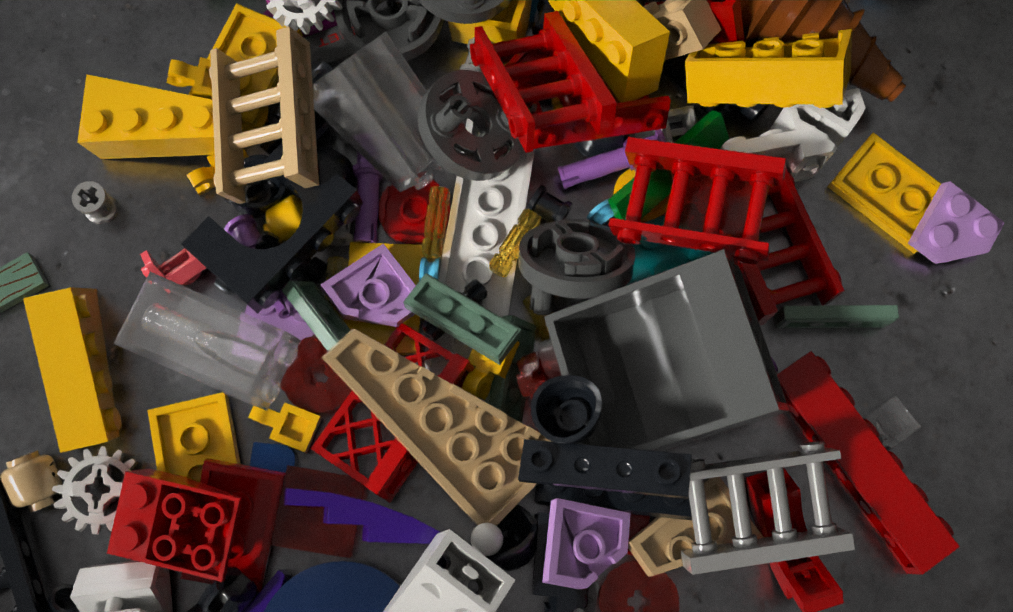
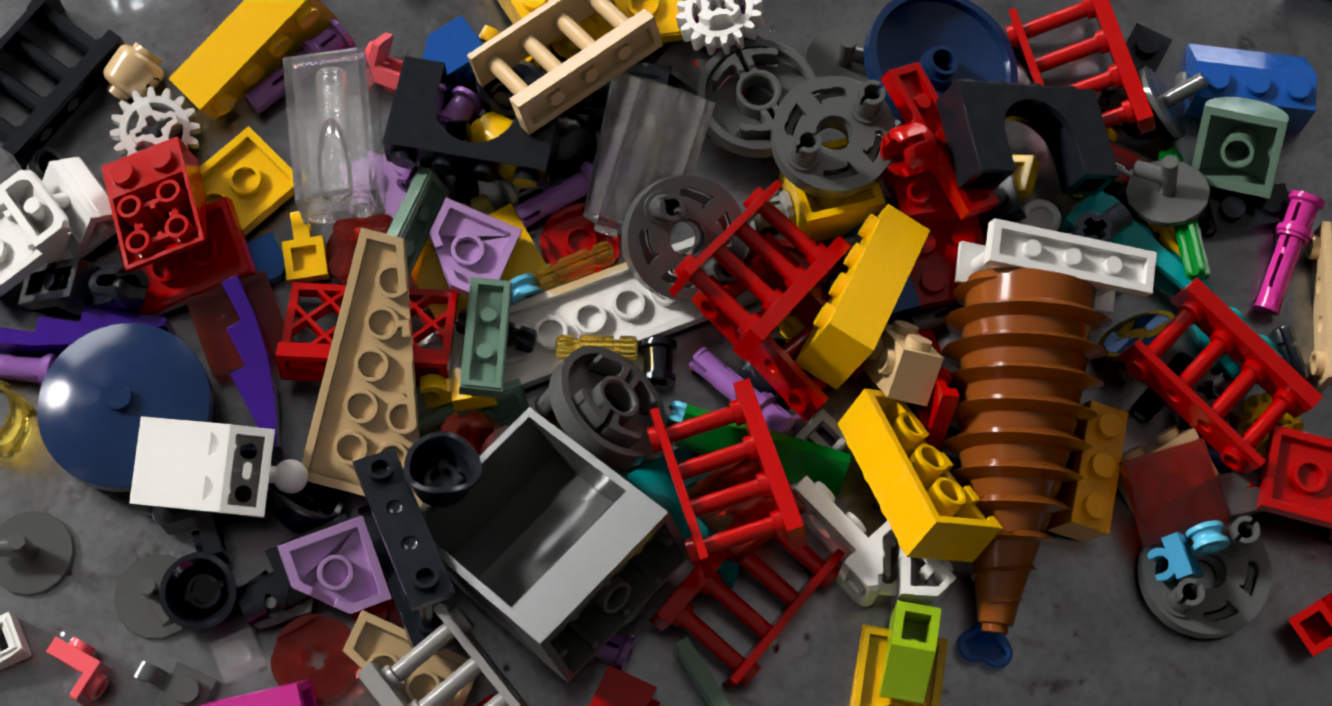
camera: 60 degrees right, 5 degrees down
(125, 380) = (273, 87): none -> medium lavender pin
(192, 205) = (451, 46): none -> blue slope
(880, 157) = (910, 652): none -> lime slope
(886, 115) = (988, 649): none -> blue tile

